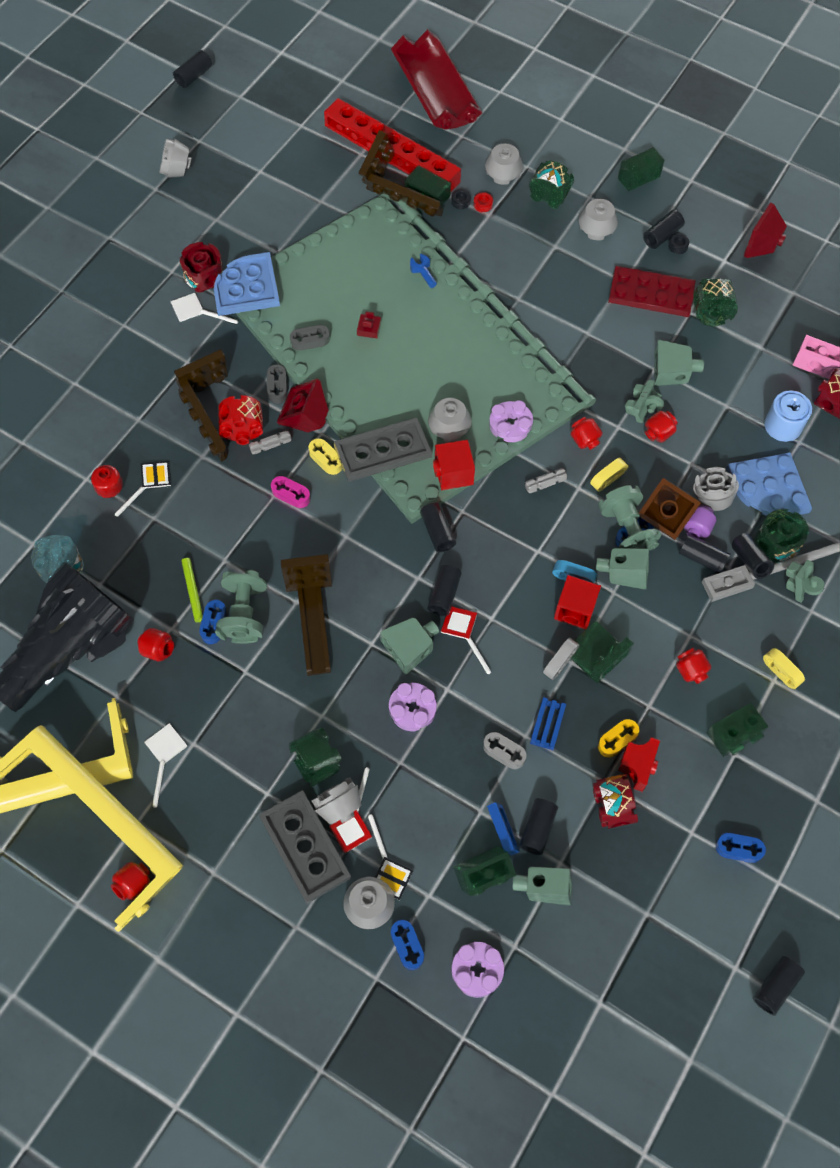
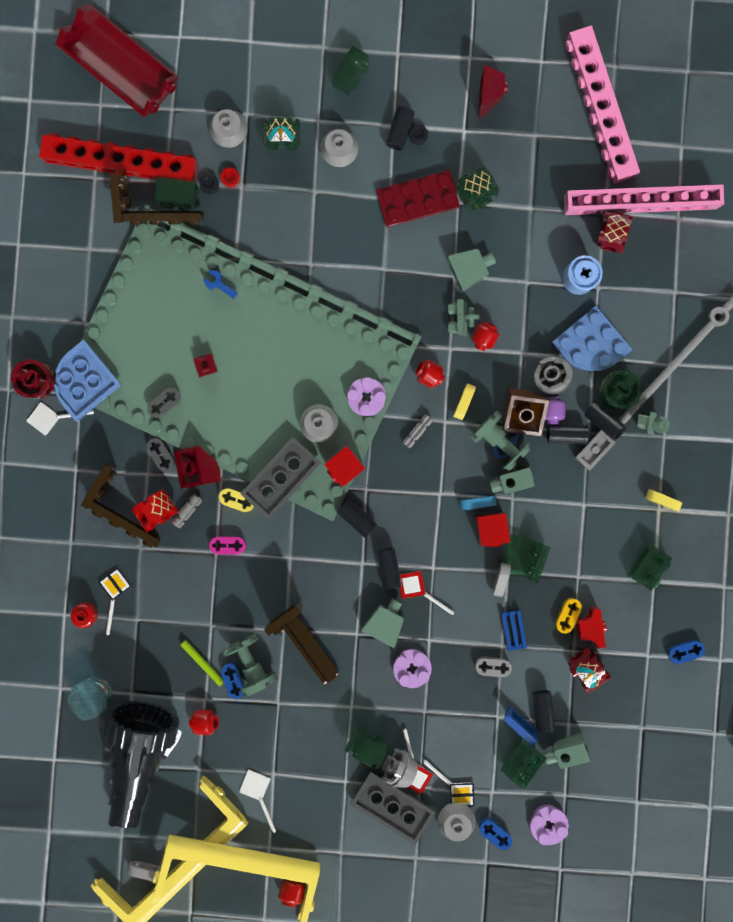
camera: 20 degrees left, 25 degrees up
(693, 665) = (598, 533): red head -> none

